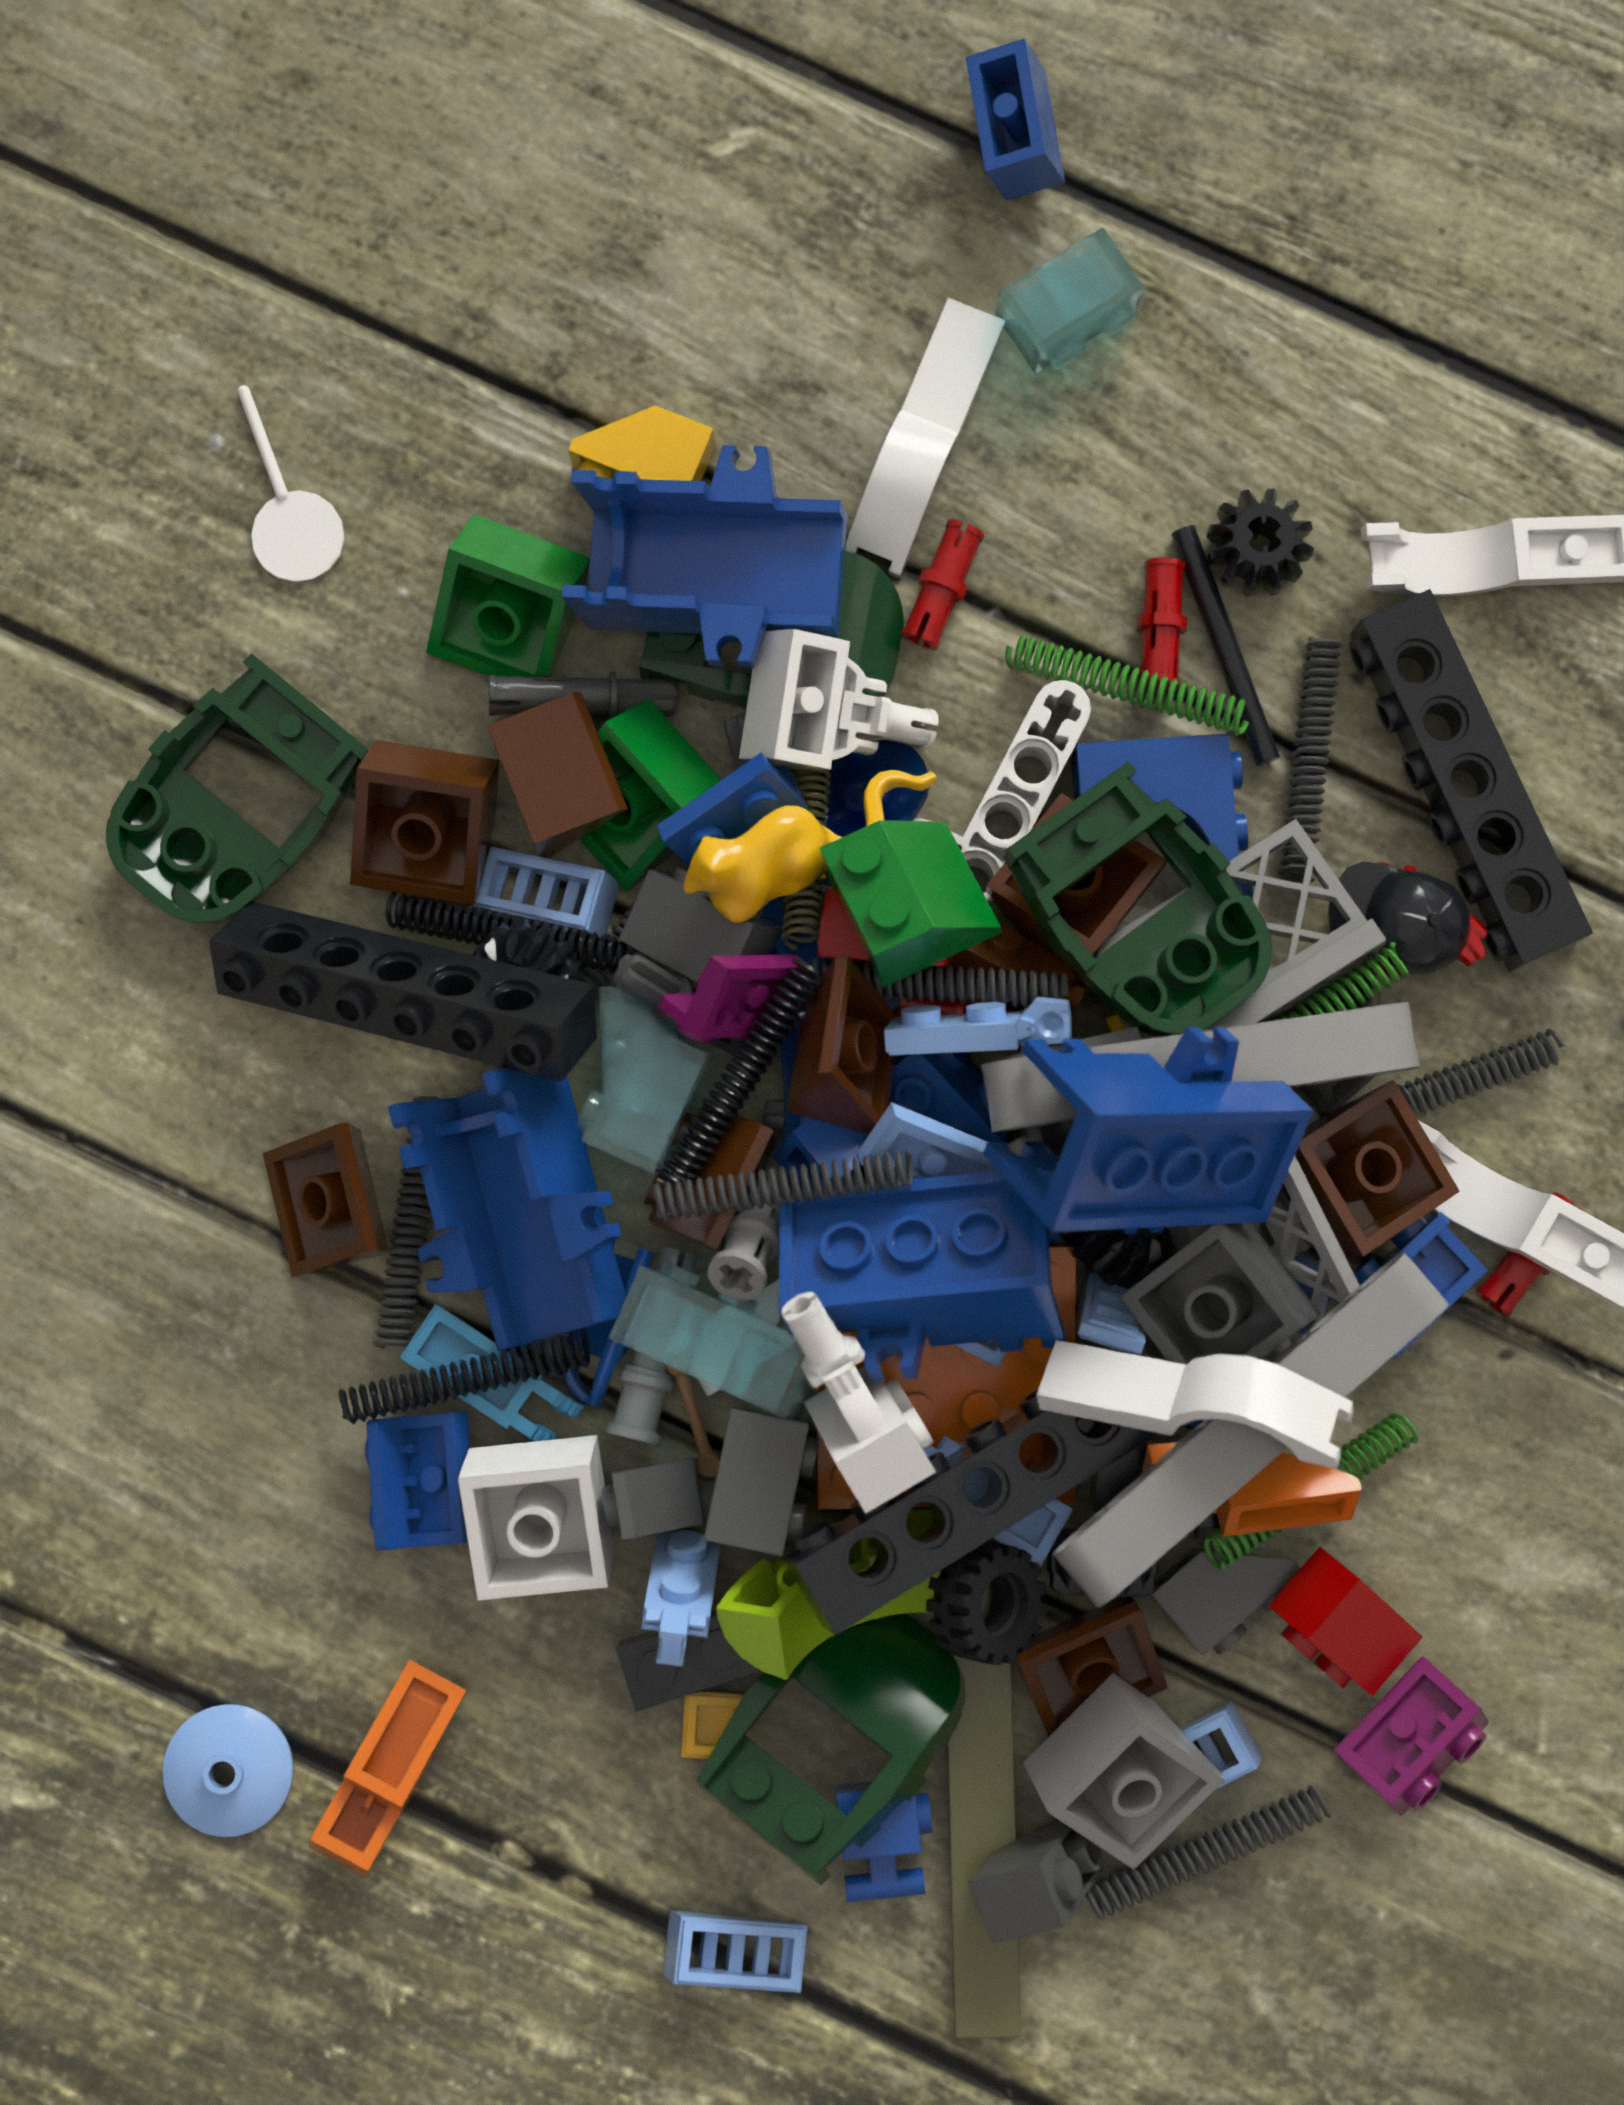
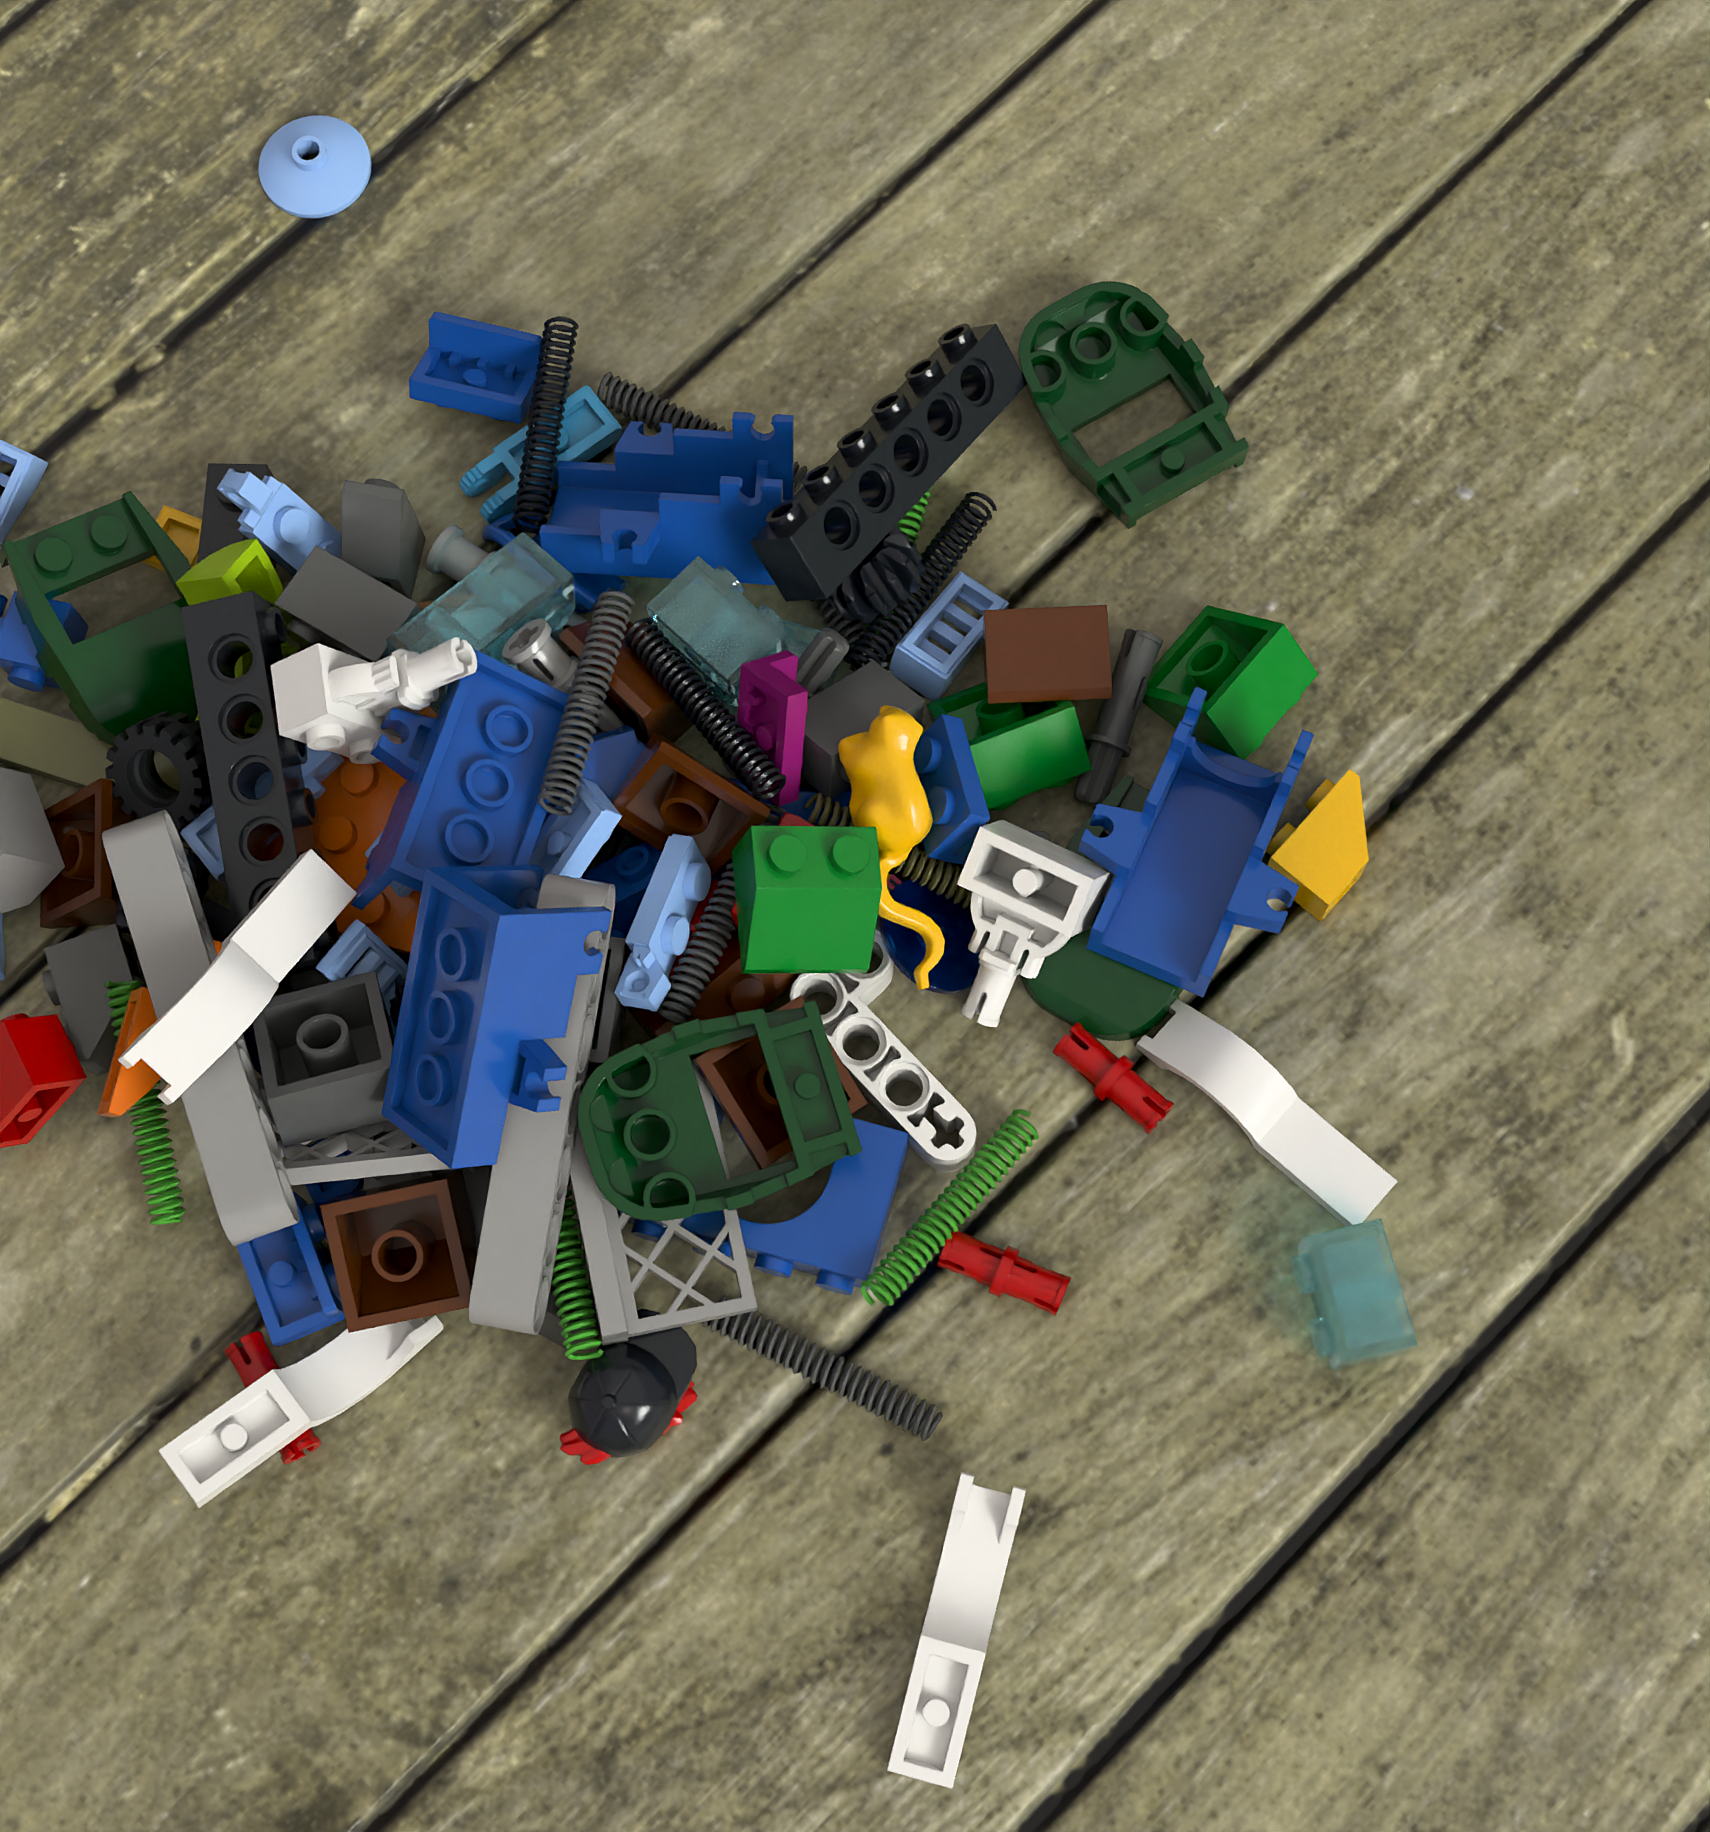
camera: 120 degrees right, 10 degrees down
(297, 531) = (1359, 532): white piece -> none
(325, 1200) = (743, 375): reddish brown slope -> none
(387, 1769) = (256, 274): orange slope -> none
(423, 821) = (1049, 542): reddish brown slope -> none
(536, 1517) = (407, 432): white brick -> none
(1015, 119) = (1558, 1302): blue brick -> none
(1225, 643) = (963, 1328): black bar -> none
(1246, 522) = (1044, 1414): black gear -> none
(1420, 633) = (572, 1538): black brick -> none
(1516, 1067) = (451, 1413): dark grey piece -> none

